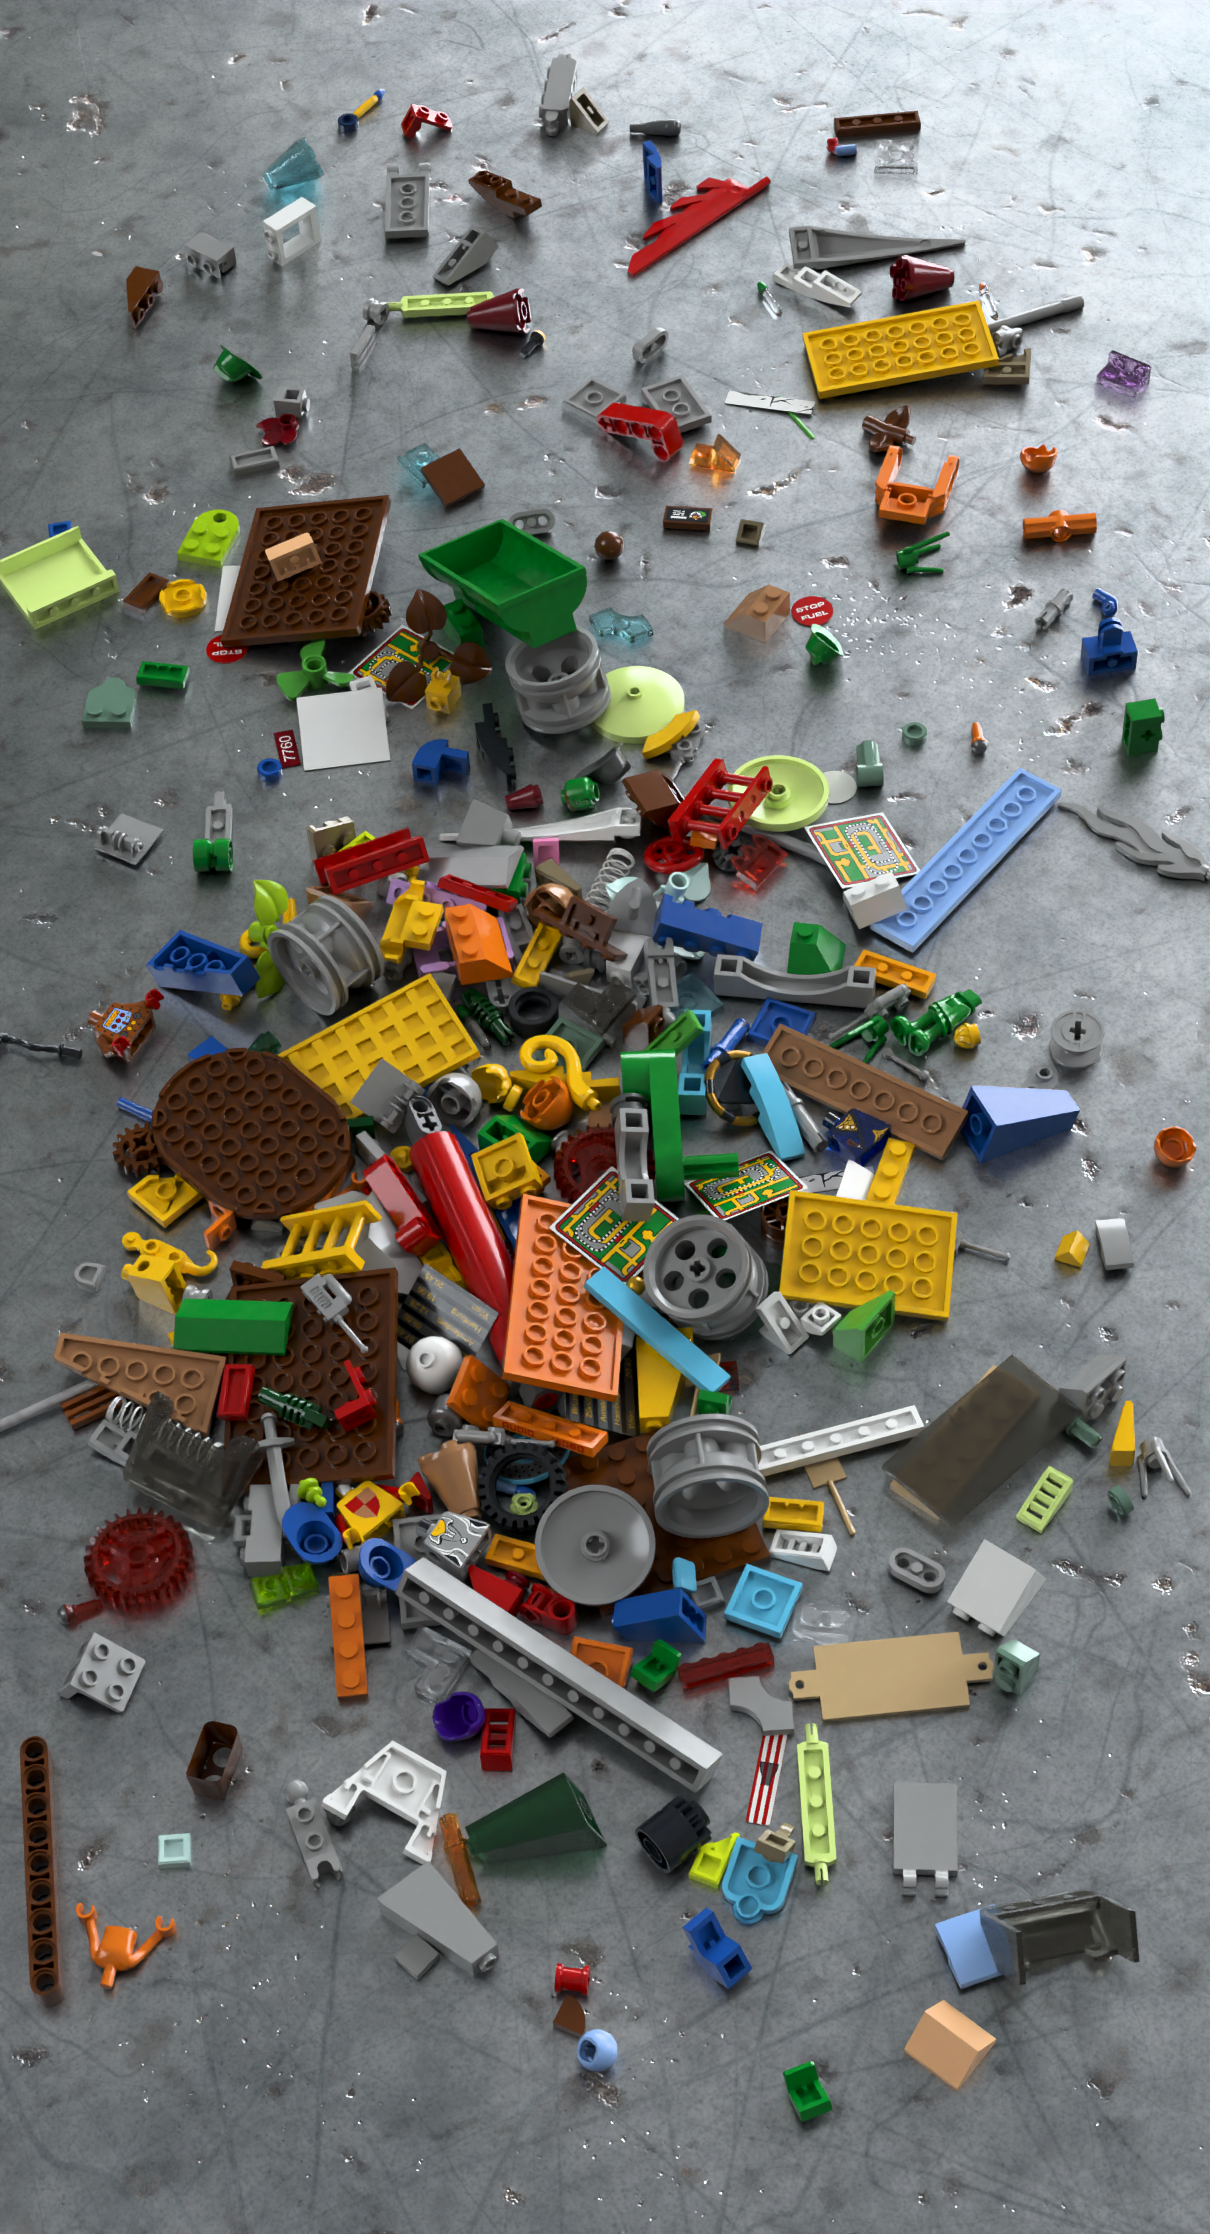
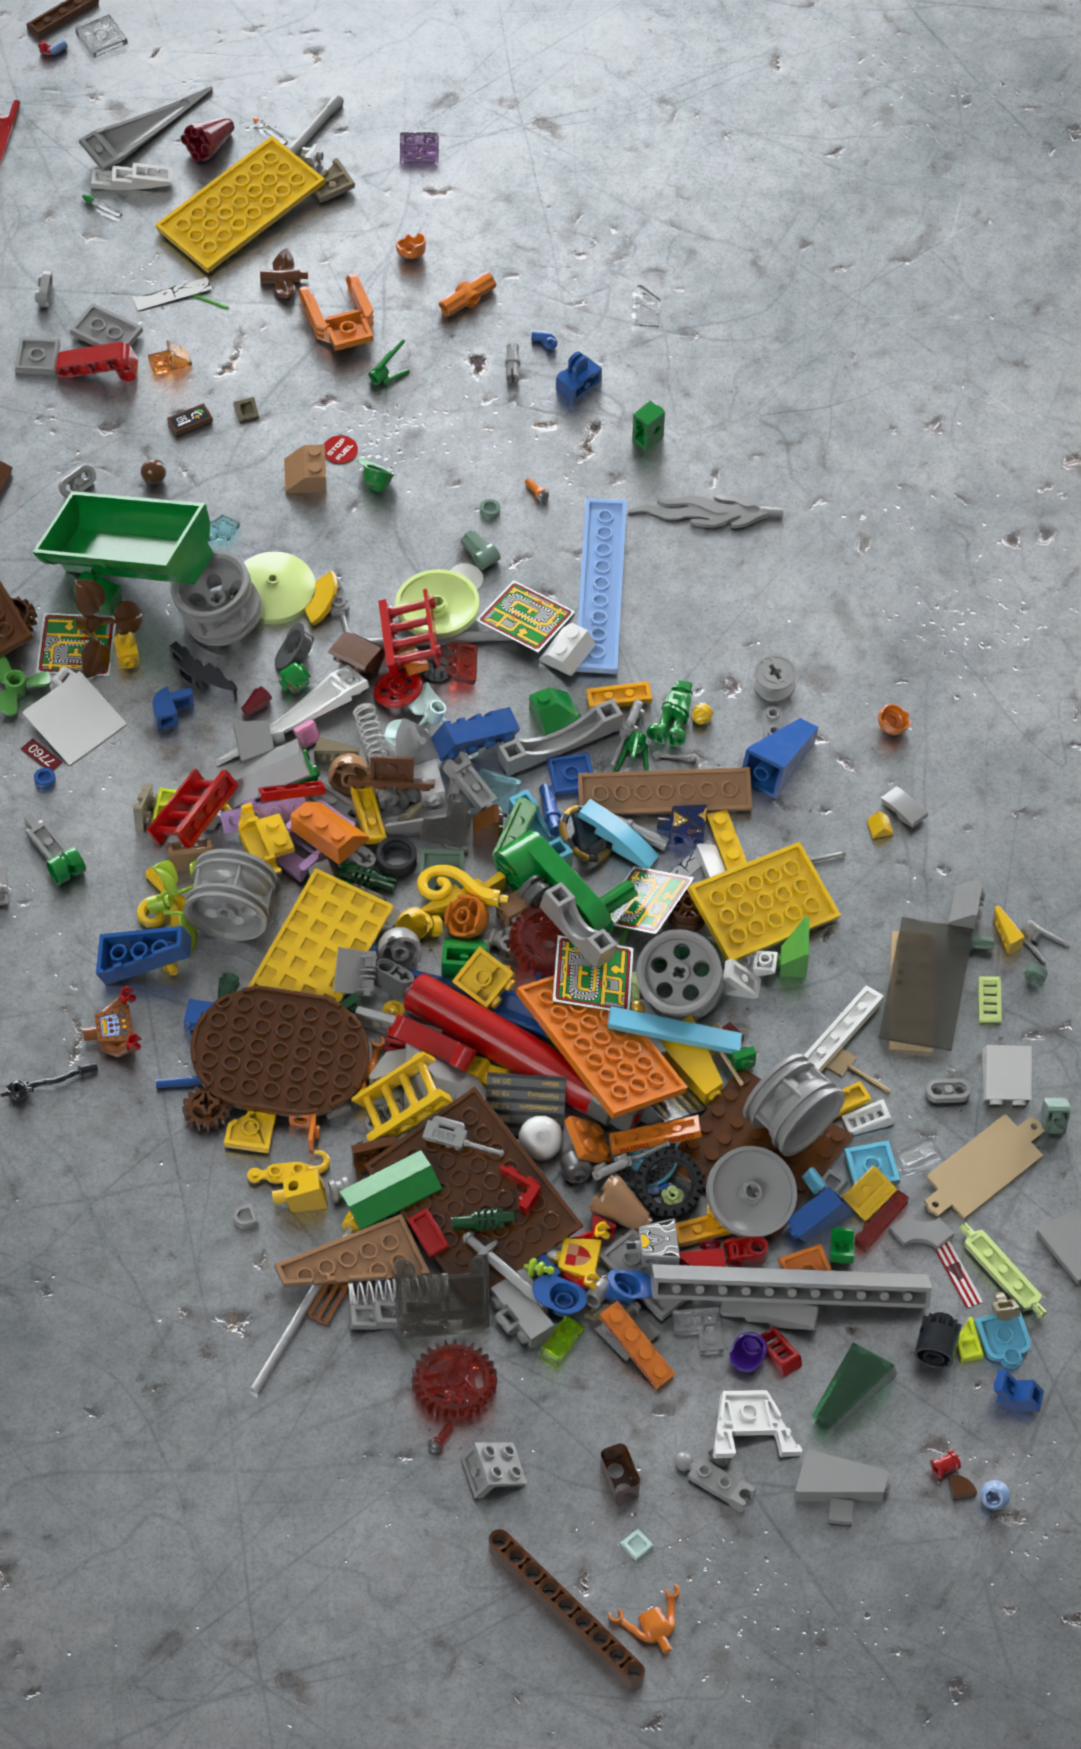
camera: 40 degrees left, 5 degrees up
(456, 1848) = (812, 1433): clear orange pin -> none
(731, 1626) = (869, 1193): none -> yellow plate

